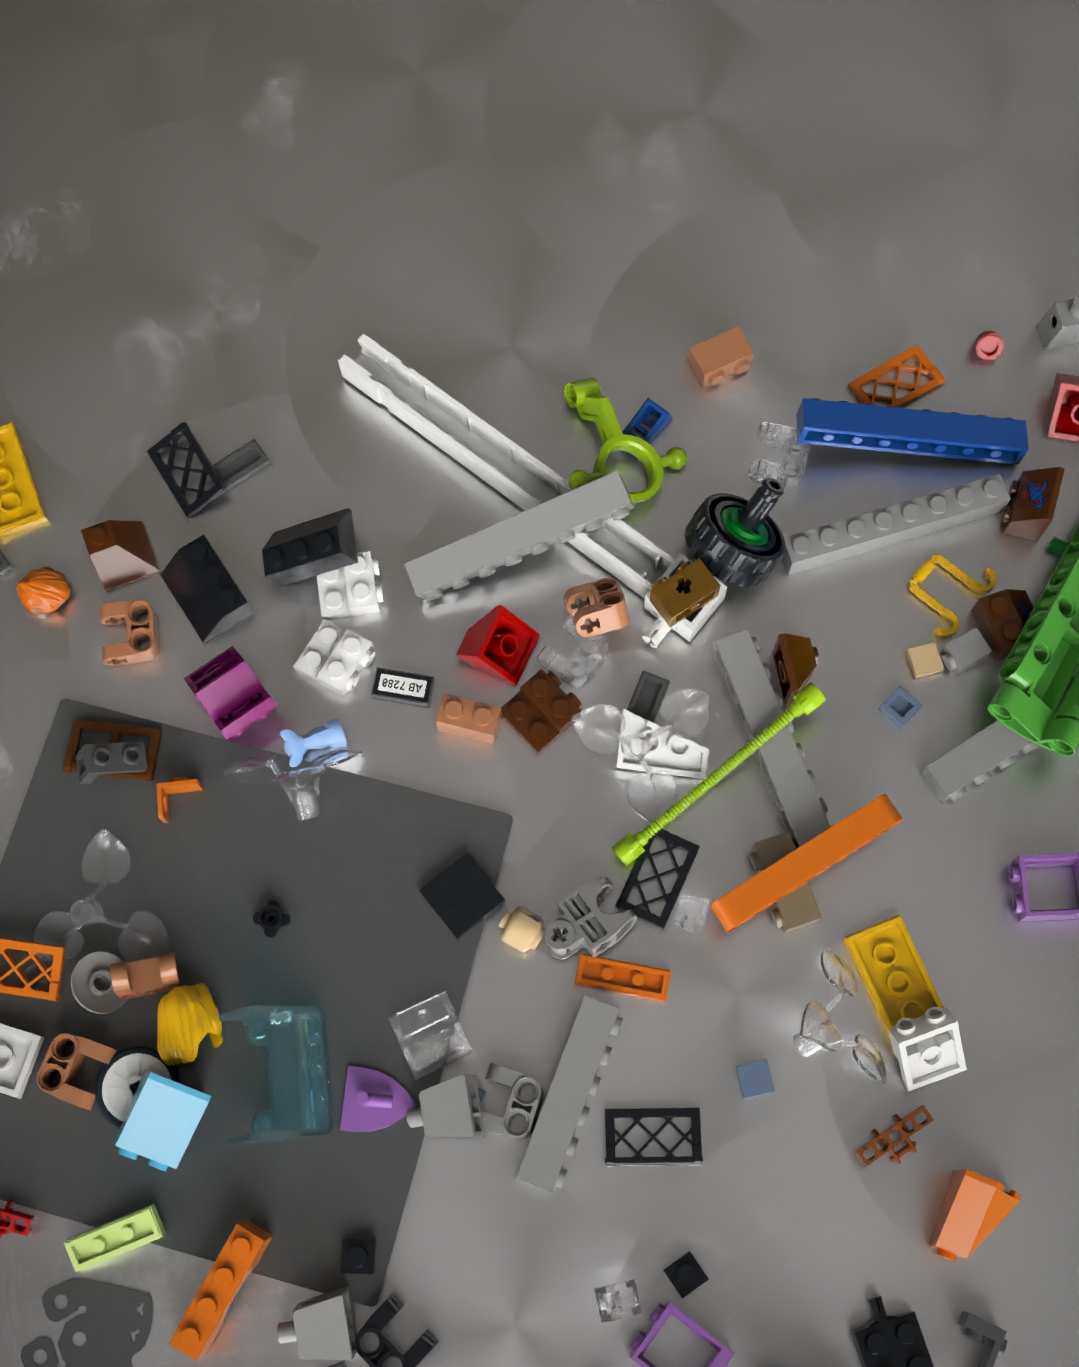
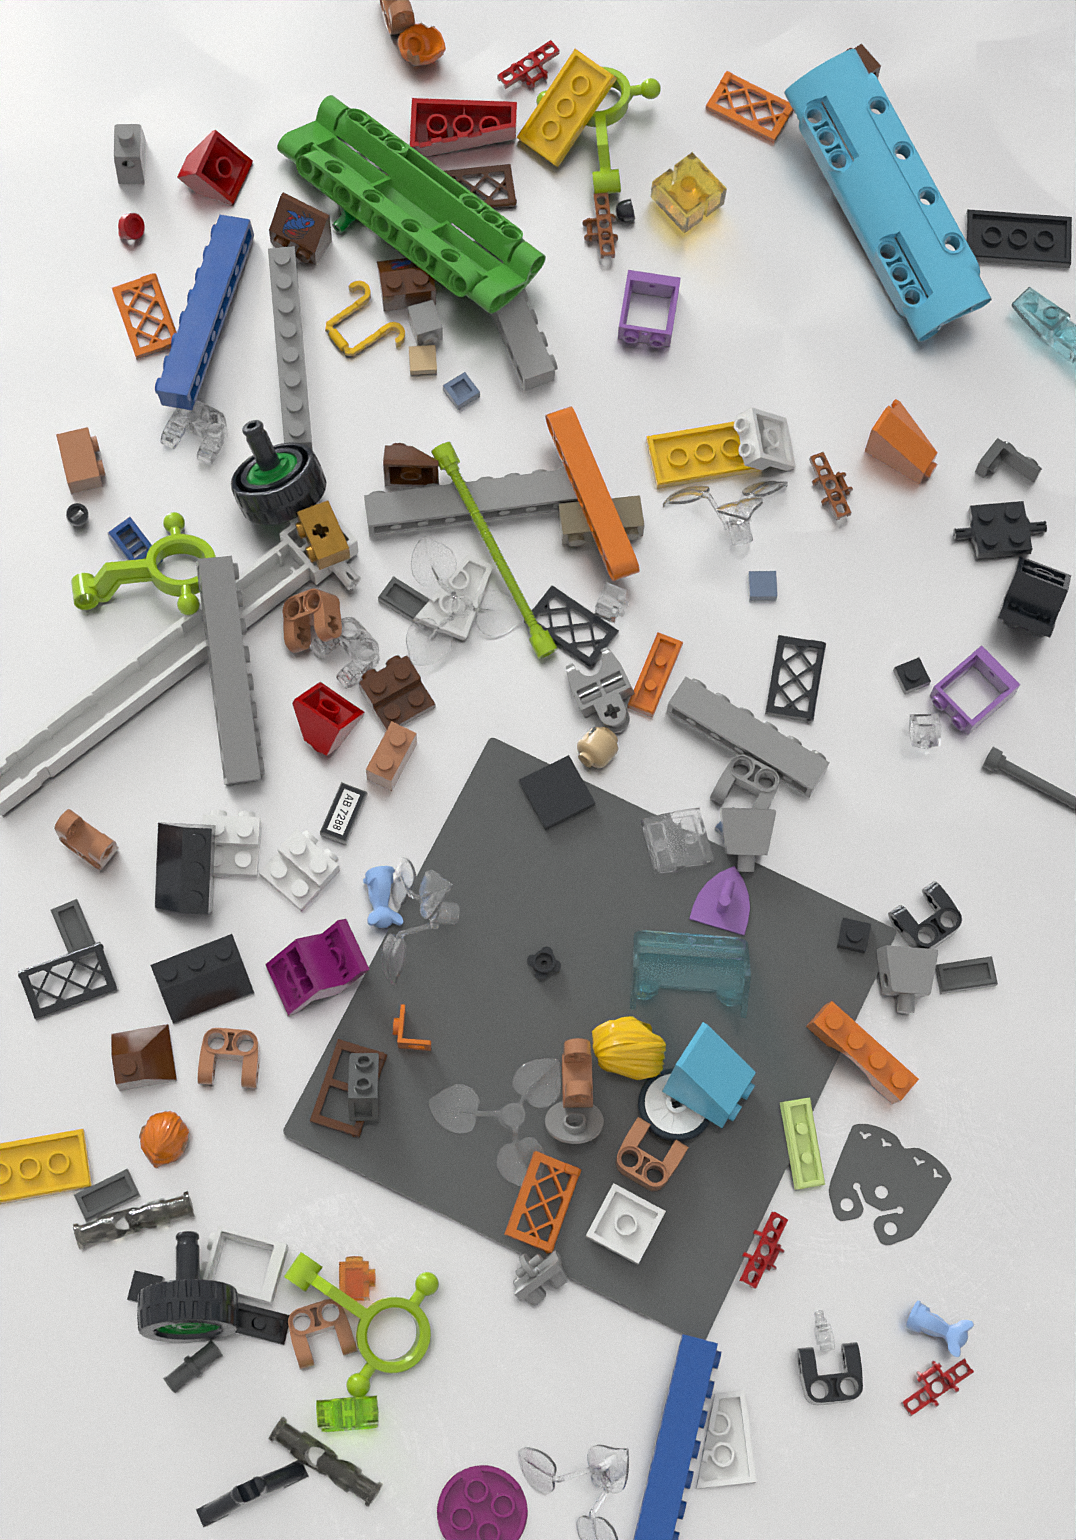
camera: 85 degrees left, 0 degrees up
(327, 451) = (85, 840): none -> nougat piece
(665, 363) = (73, 510): none -> black hinge

